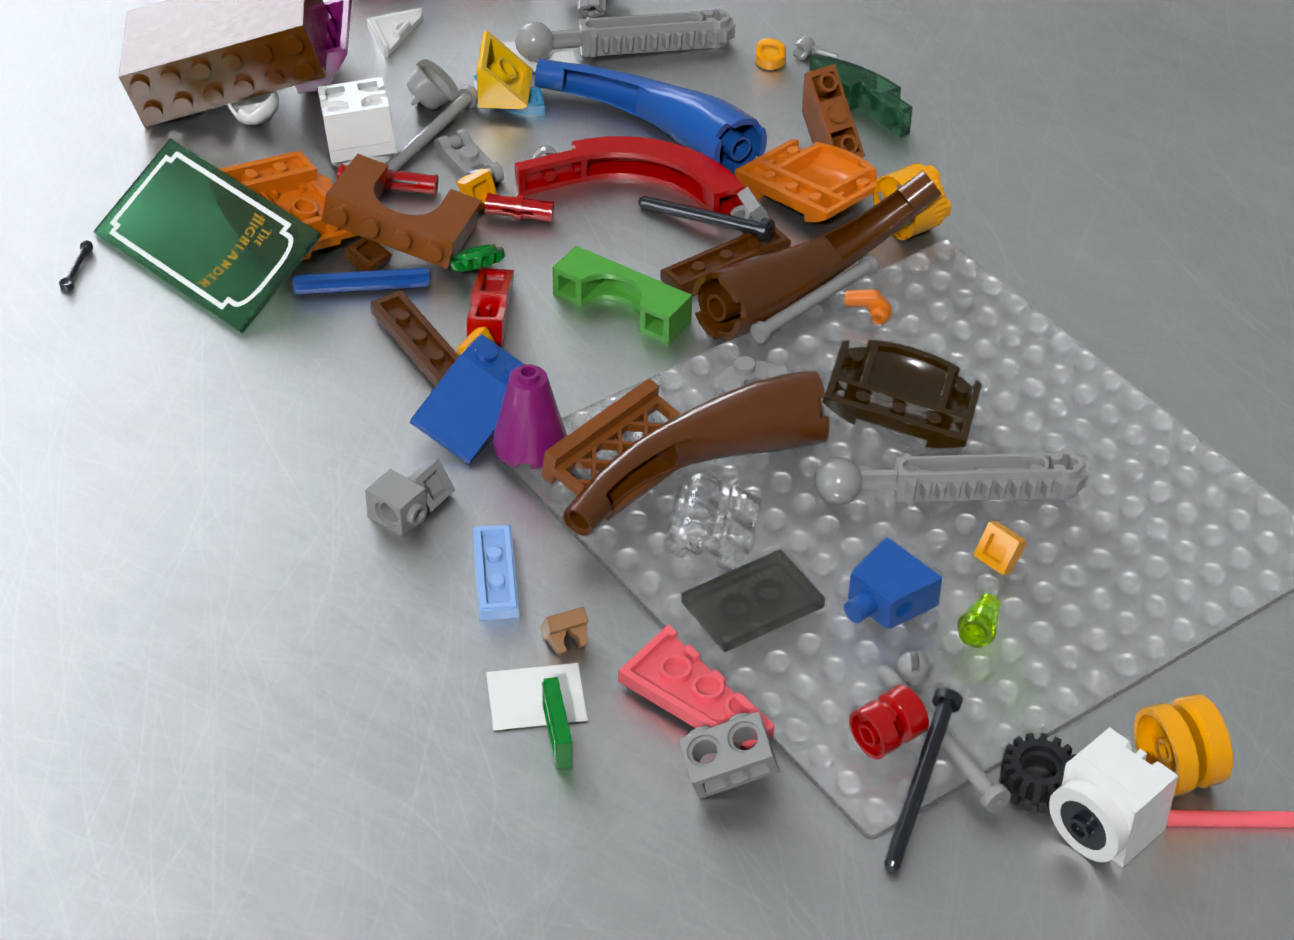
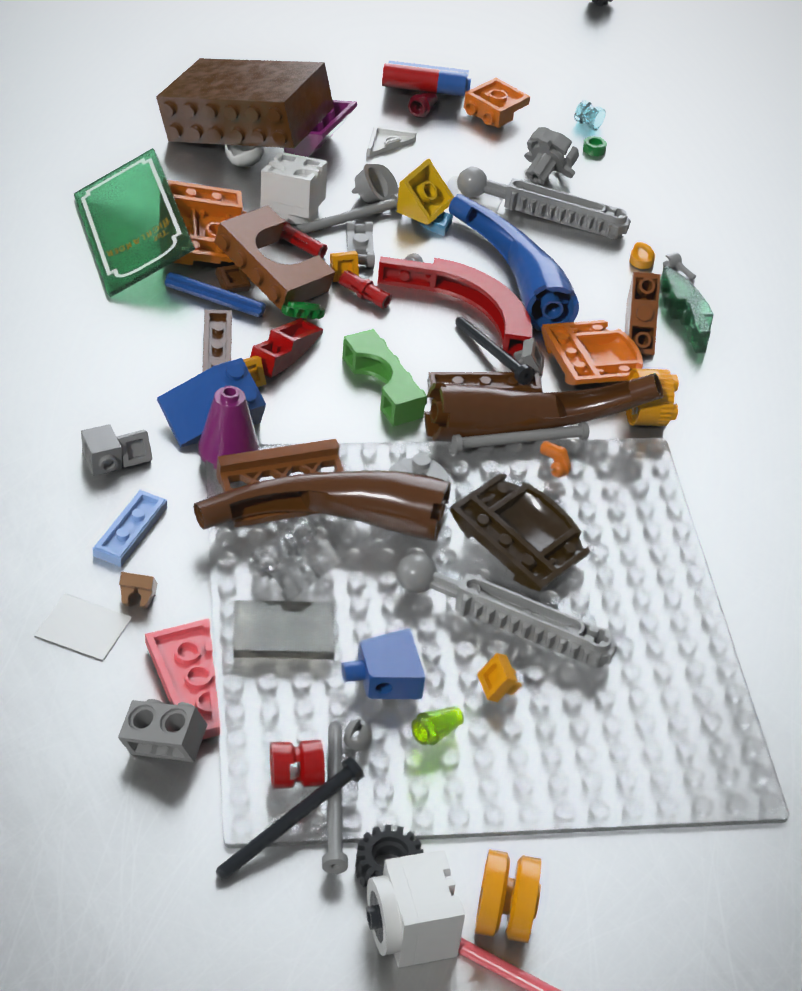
camera: 25 degrees right, 0 degrees up
(66, 283) = (28, 219): black hinge -> none
(557, 723) = (71, 650): green tile -> none

